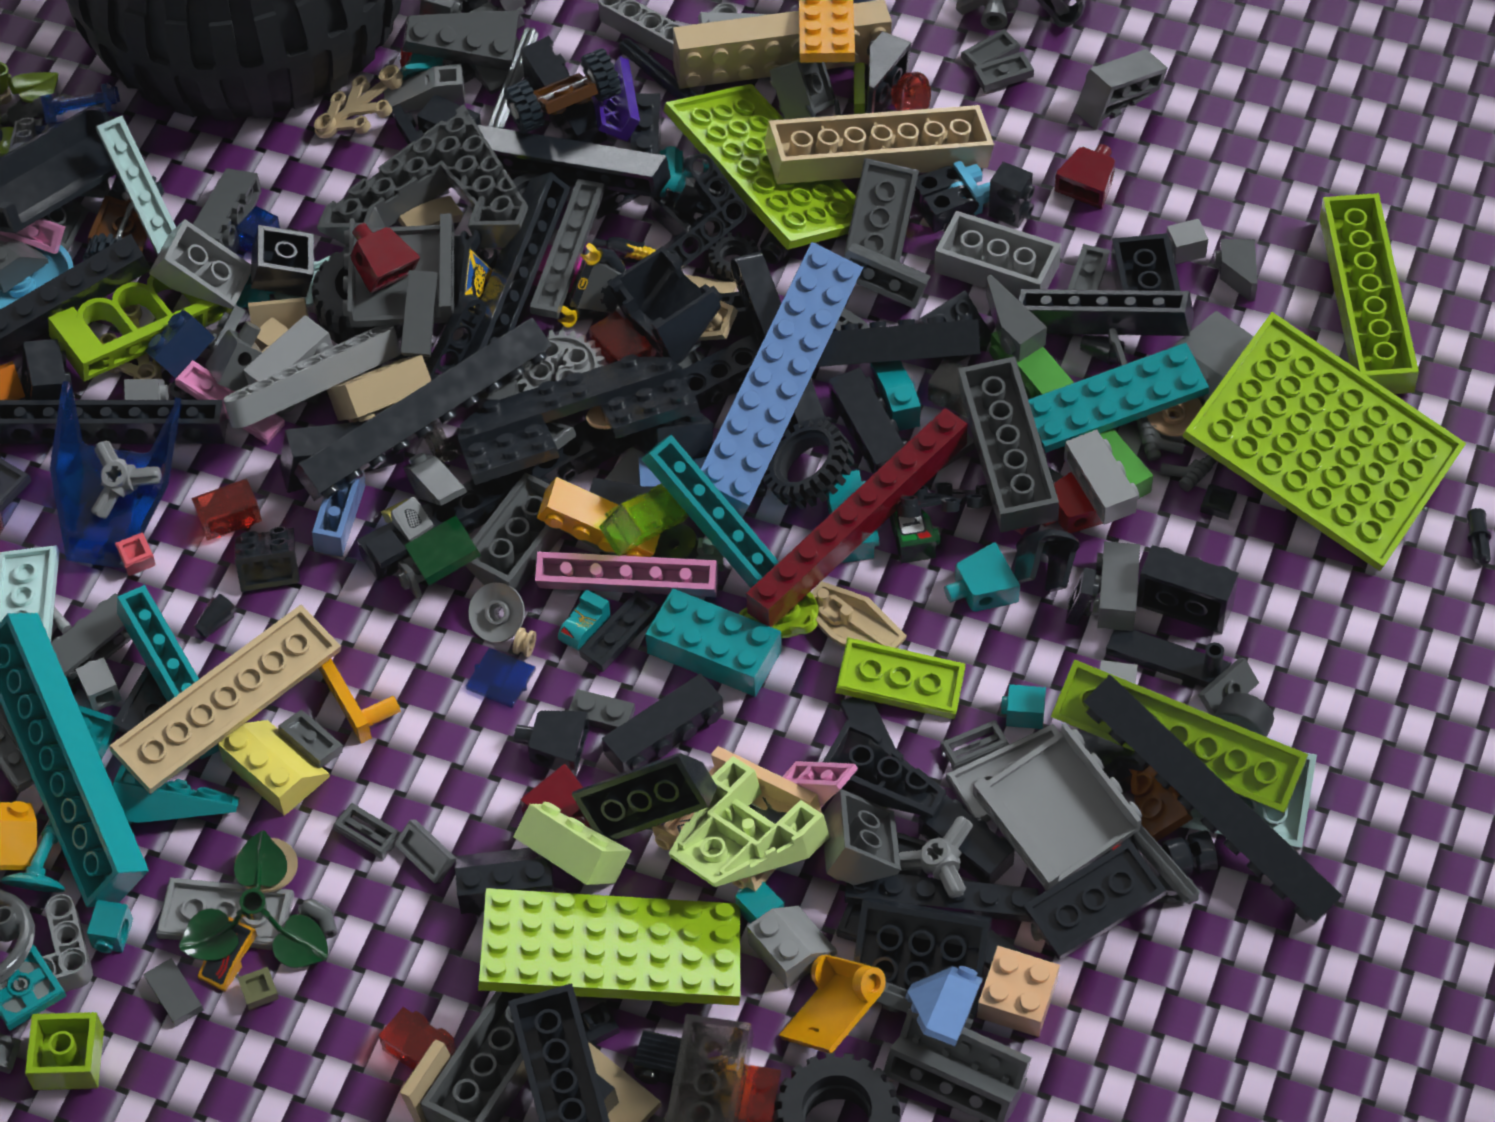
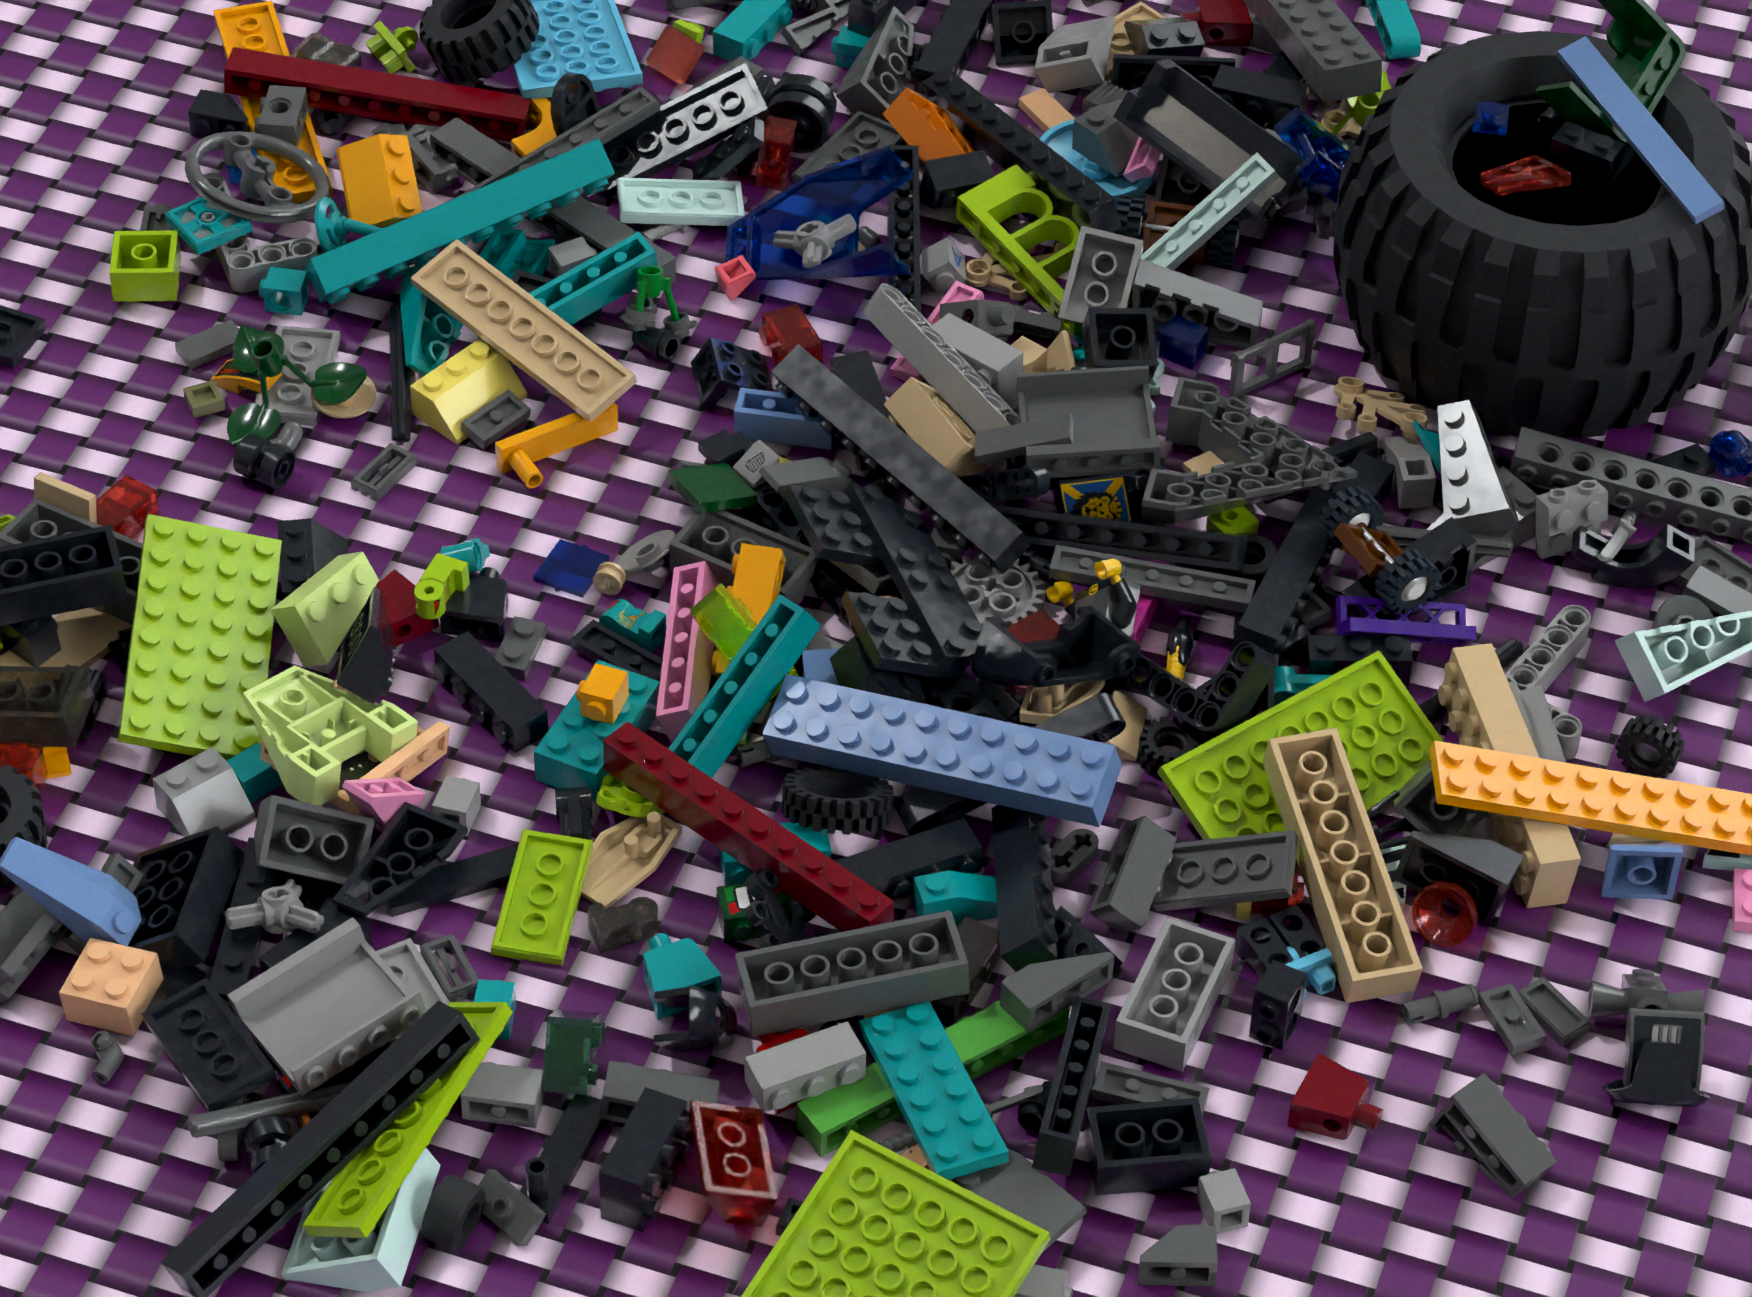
camera: 85 degrees right, 10 degrees down
(179, 343) = (1005, 279): dark blue brick -> none
(191, 600) = (641, 306): none -> plant
(235, 824) = (398, 380): none -> black axle
(295, 167) = (1272, 372): none -> dark grey window
(355, 927) = (264, 461): none -> black wheel
(381, 257) = (1090, 391): dark red torso -> none
(425, 851) = (351, 508): dark grey tile -> none
(510, 743) = (470, 551): none -> teal piece
(556, 756) = (438, 584): none -> lime leg
(706, 616) = (603, 693): none -> light orange brick
(797, 743) = (458, 801): none -> light grey brick
(801, 659) = (574, 811): none -> black piece
(842, 999) = (114, 828): light orange door -> none
(931, 624) = (623, 923): none -> clear smoke leg
(991, 111) = (1439, 1004): none -> dark grey pin
(1071, 638) = (570, 1050): none -> clear green brick
(1081, 597) = (637, 1047): black plate -> none
(1085, 993) = (109, 1054): none -> dark grey arm
(1186, 526) = (734, 1161): none -> clear red slope

